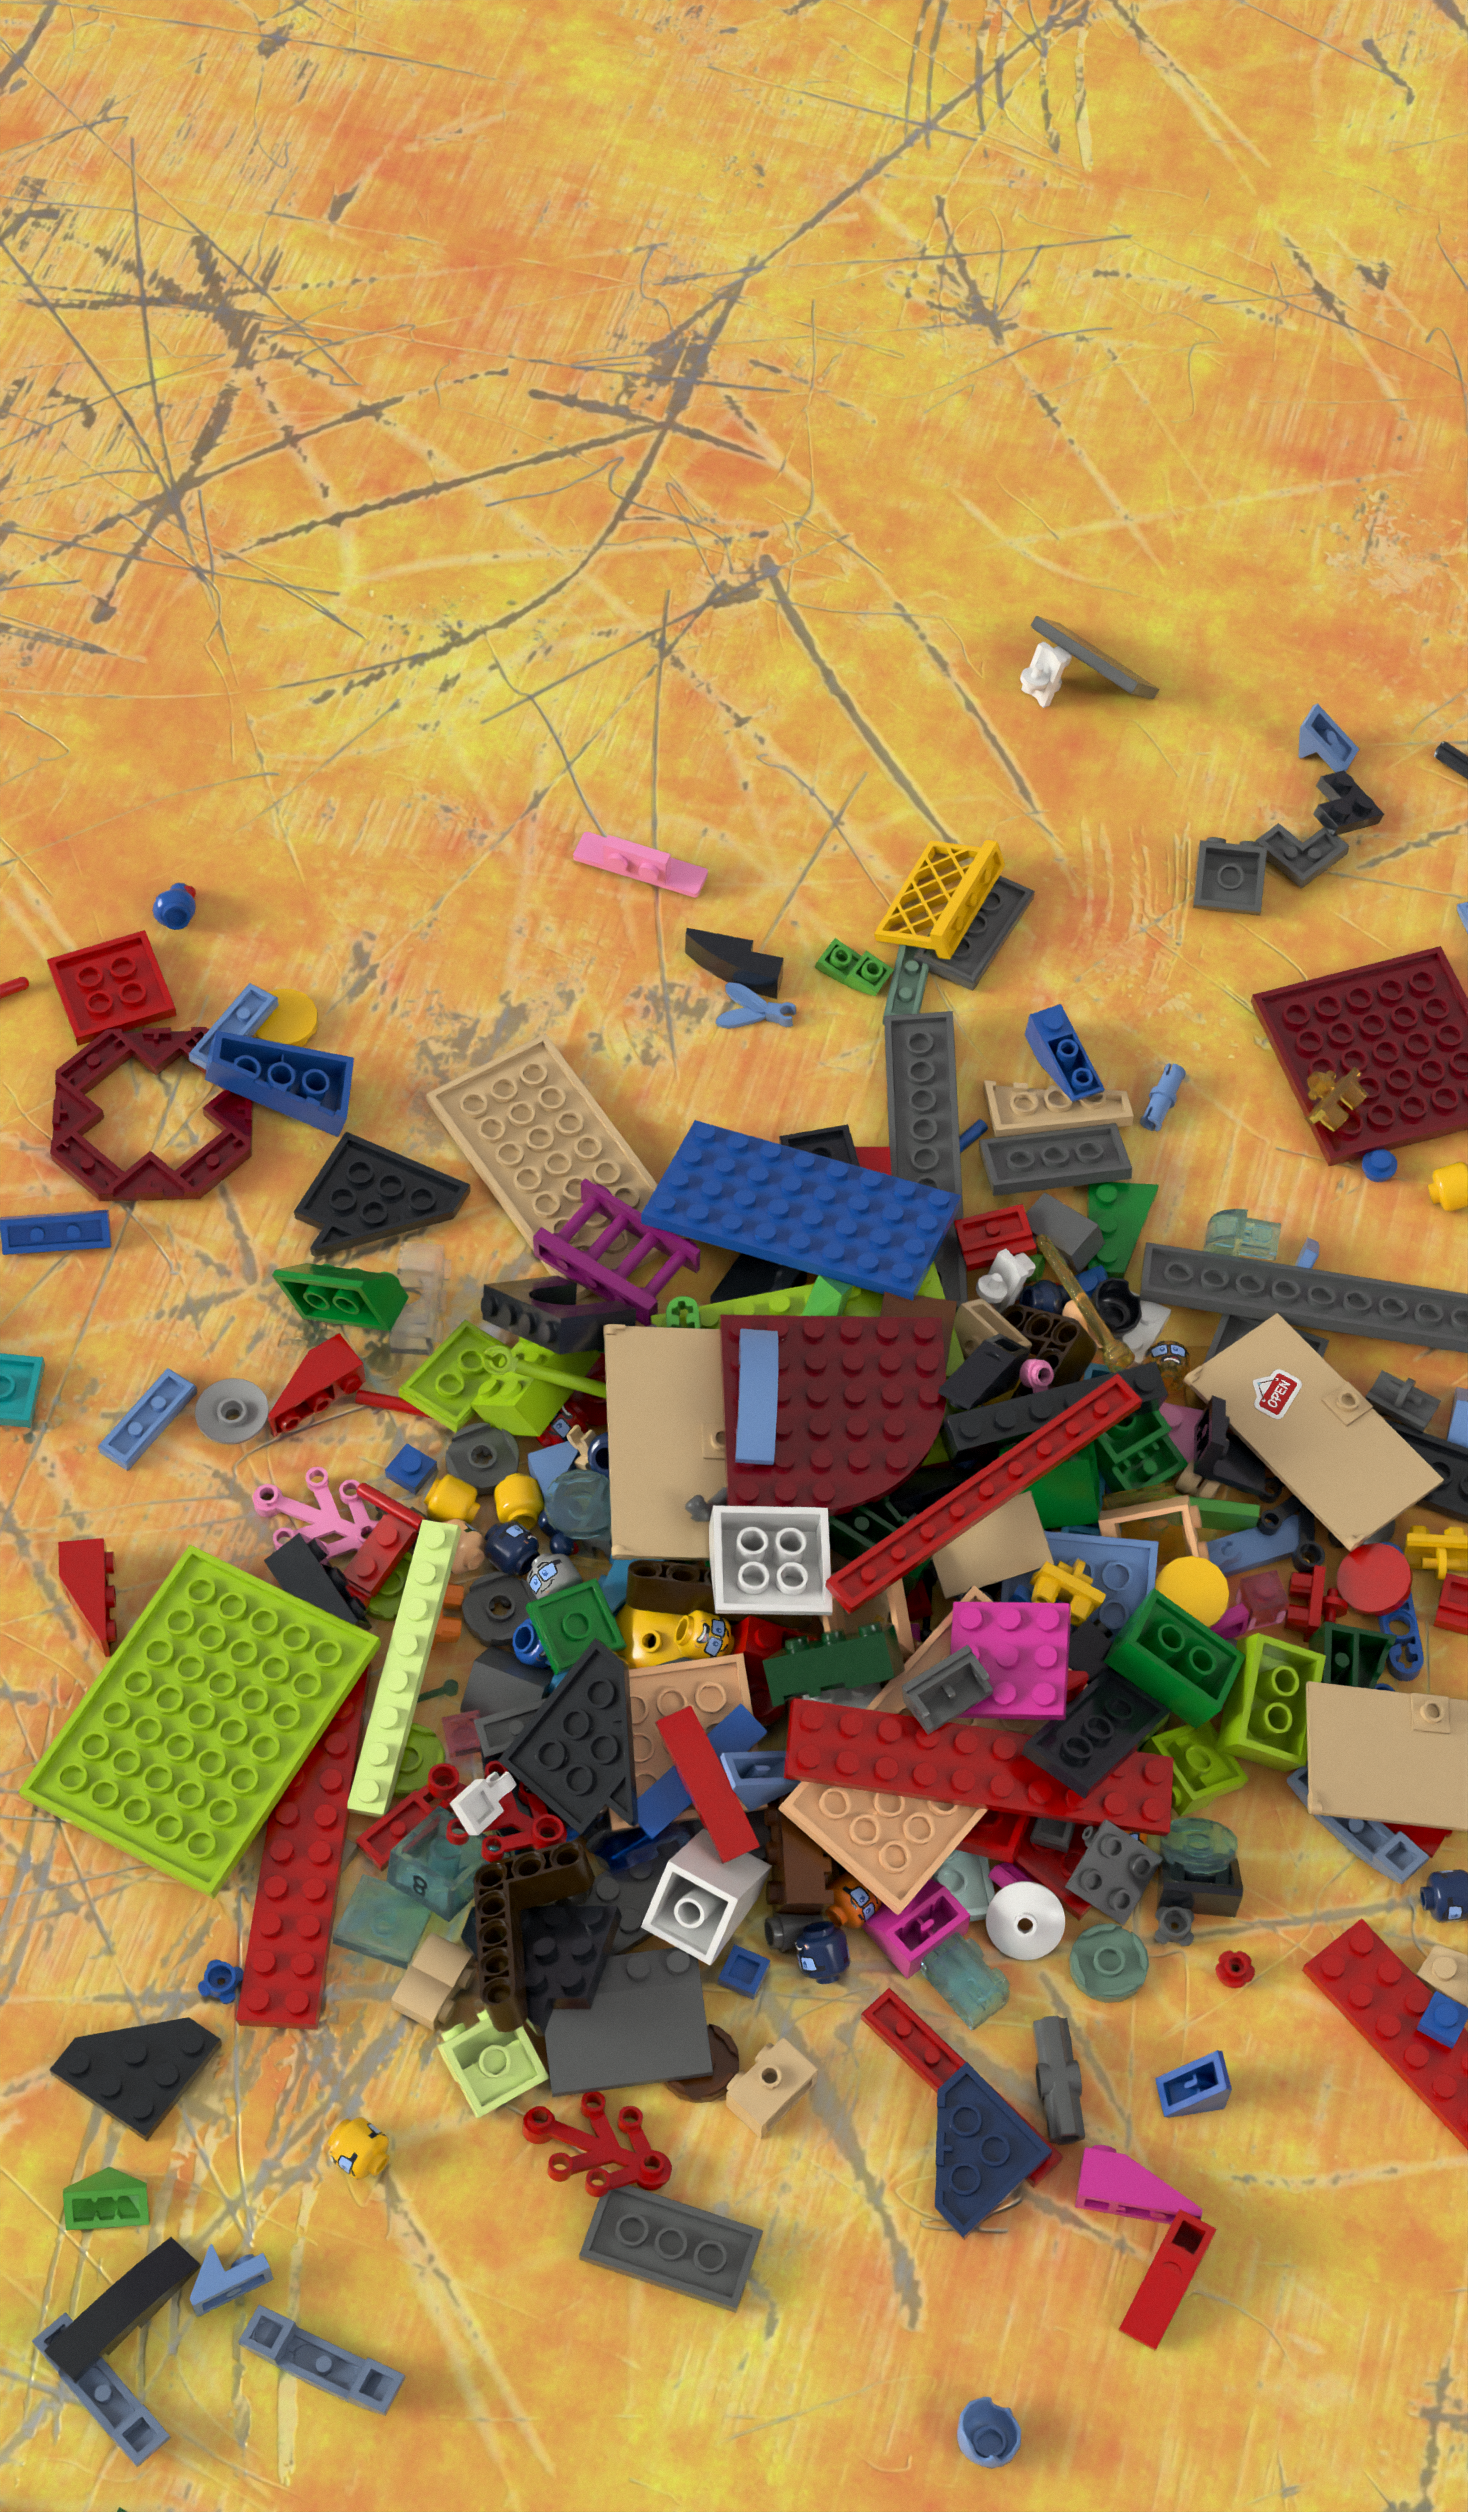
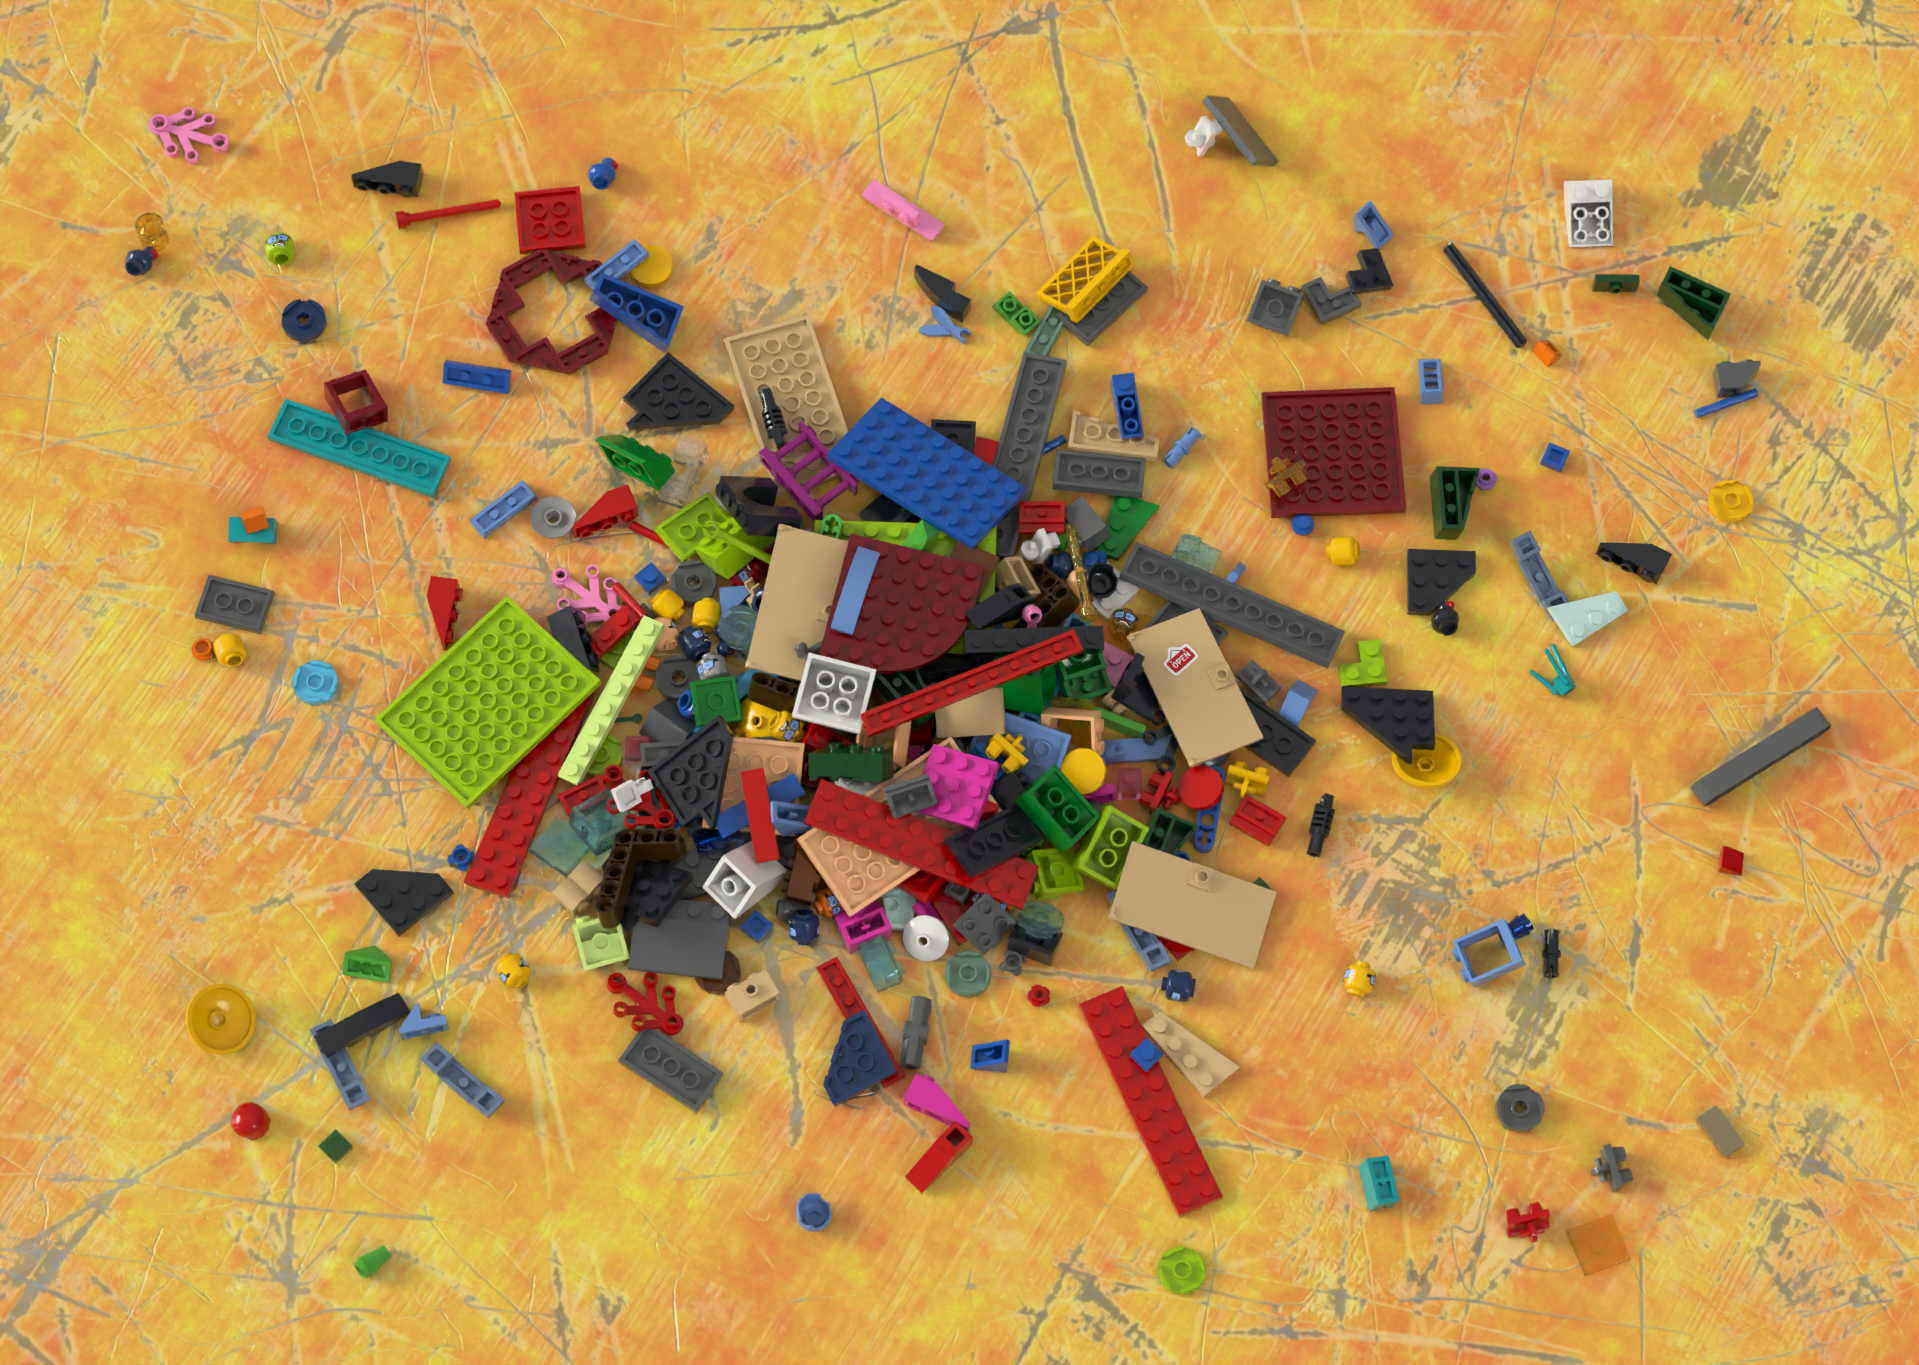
camera: 15 degrees right, 10 degrees up
(537, 1188) = (772, 418): none -> black hinge

